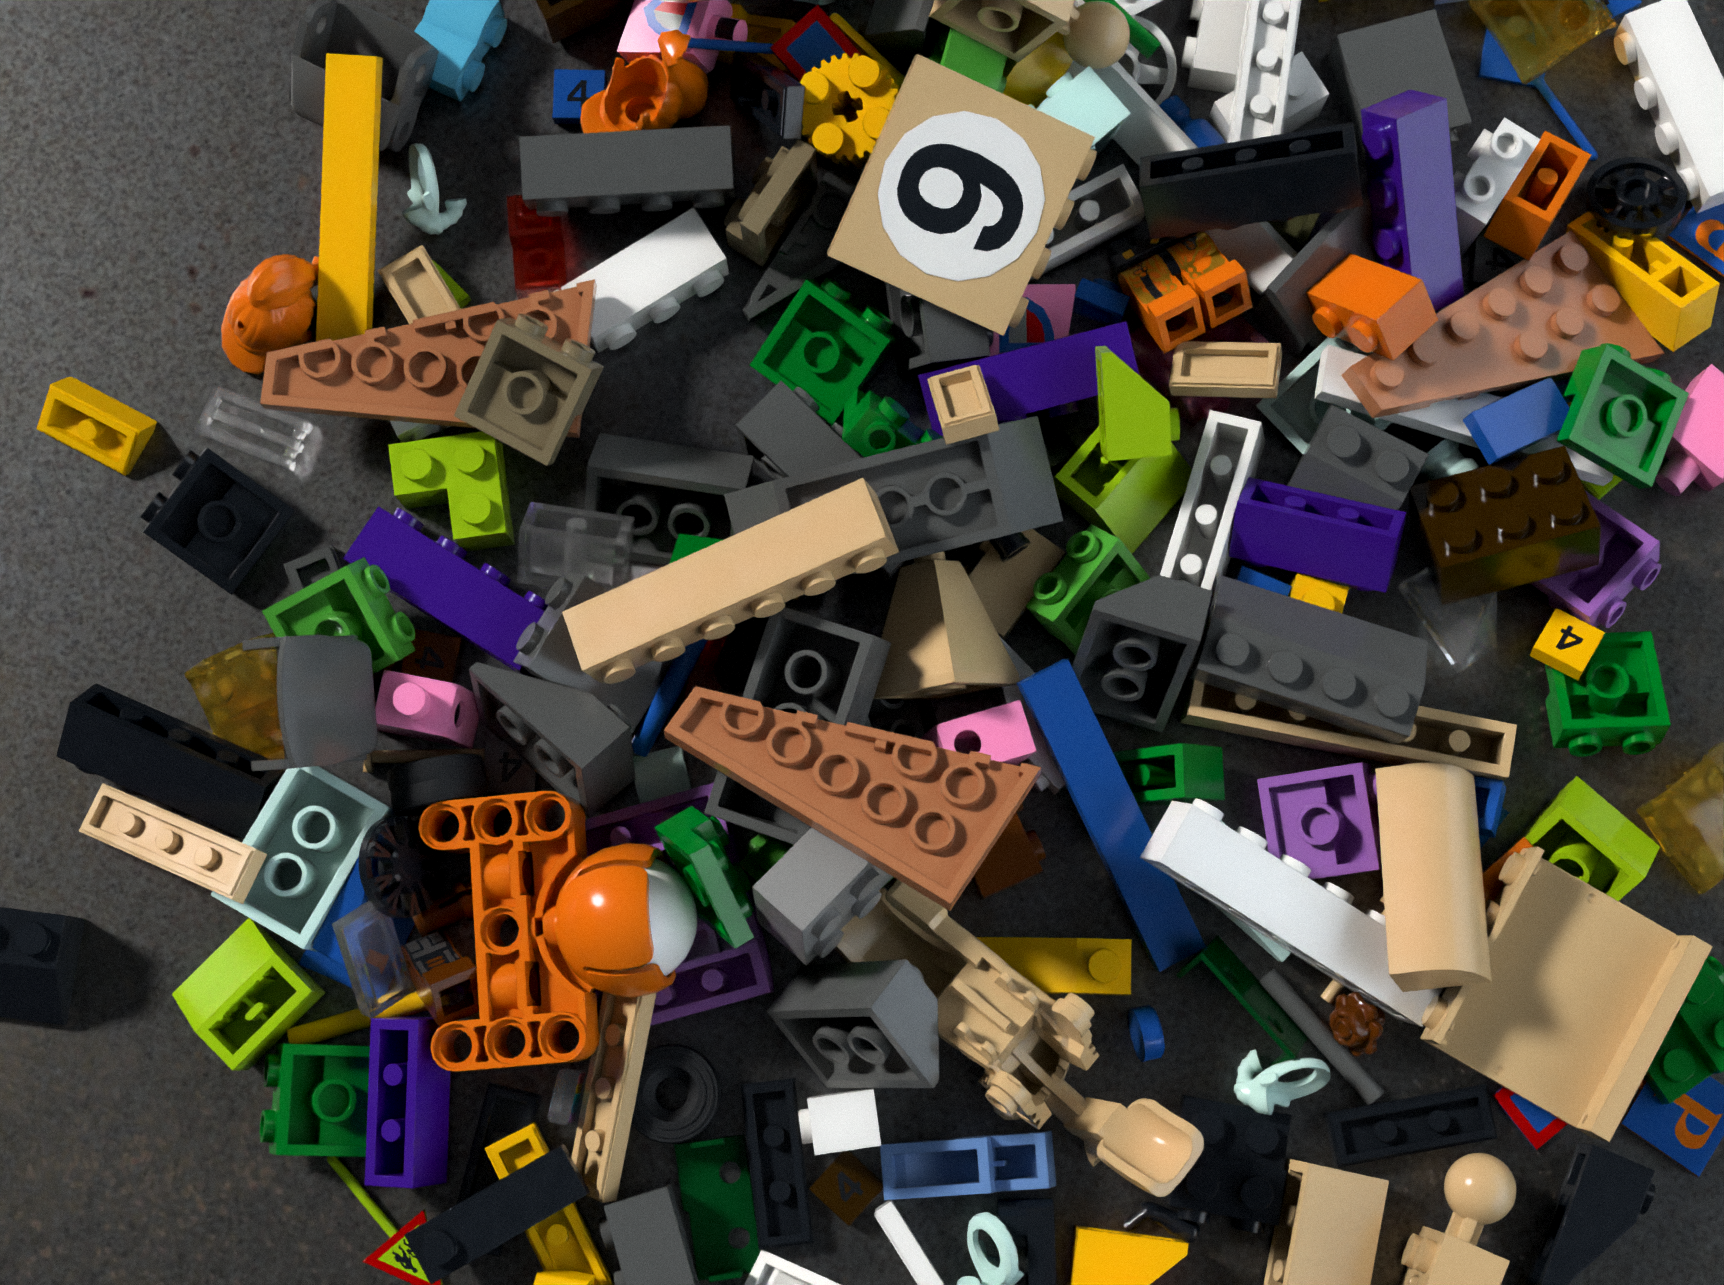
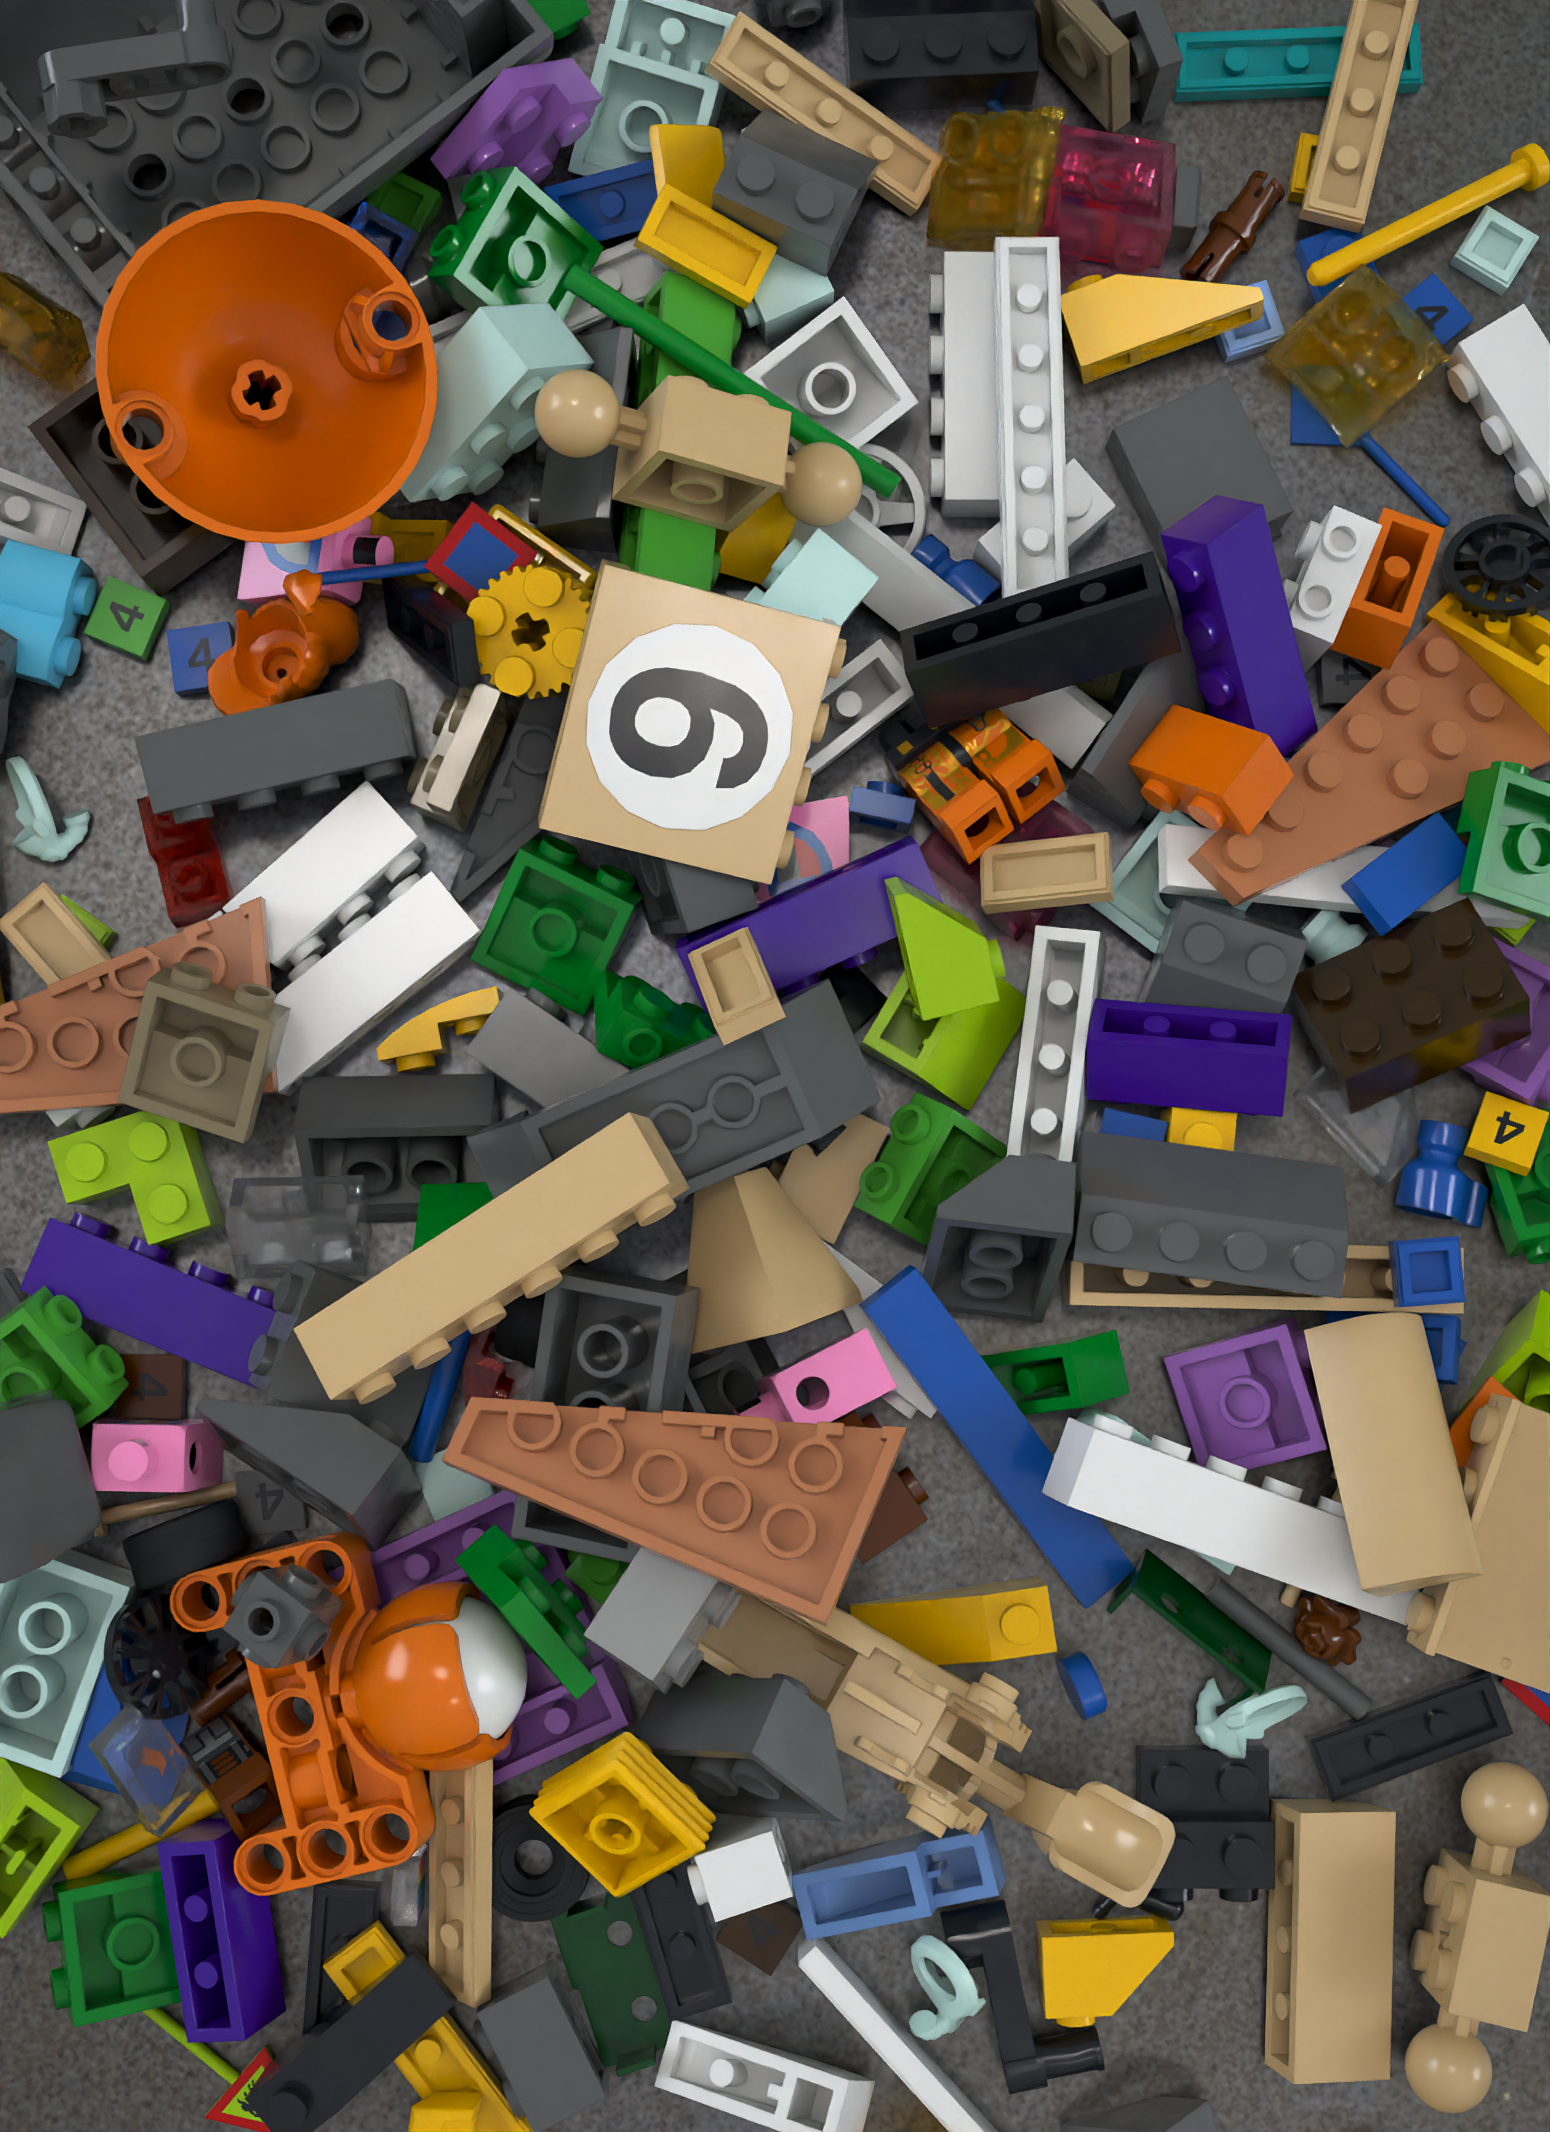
camera: 15 degrees left, 5 degrees up
(510, 839) = (282, 1616): none -> dark grey brick
(525, 55) = (127, 618): none -> bright green tile
(668, 363) = (369, 975): none -> white brick
(699, 419) = (425, 1036): none -> yellow slope
(782, 1065) = (623, 1814): none -> yellow brick
(1483, 736) = (1426, 1271): none -> blue tile
(1501, 676) = (1435, 1184): none -> blue piece

